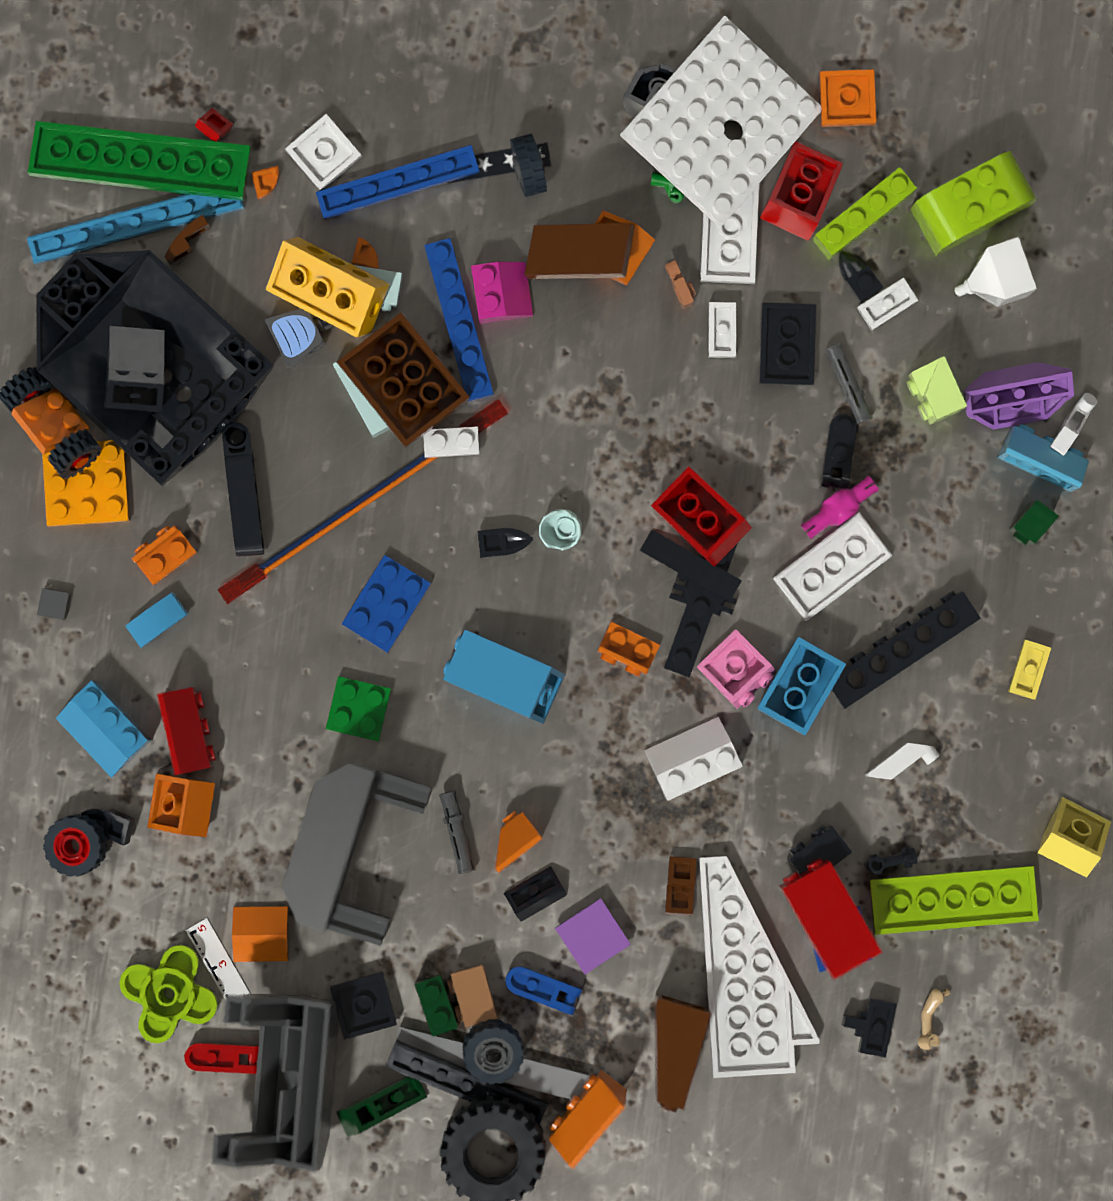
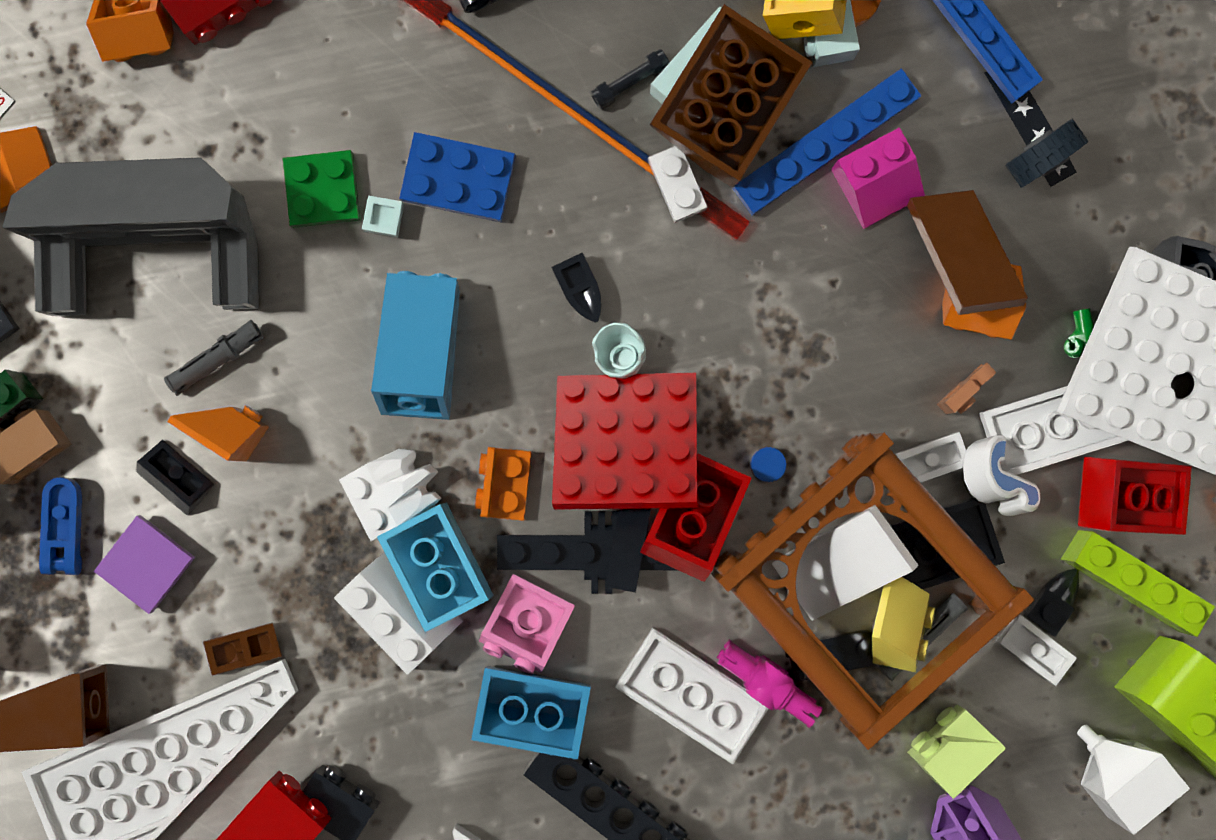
camera: 75 degrees right, 0 degrees up
(354, 427) = (605, 94): none -> black bar
(396, 669) = (383, 216): none -> light aqua plate
(604, 736) = (389, 491): none -> white plate
(629, 548) = (625, 442): none -> red plate
(671, 720) = (435, 566): none -> medium azure slope
(683, 450) = (768, 464): none -> blue tile
(754, 294) = (991, 483): none -> white animal
(756, 497) = (742, 574): none -> dark orange arch
(774, 423) = (848, 563): none -> white tile
(832, 397) = (901, 625): none -> light yellow slope

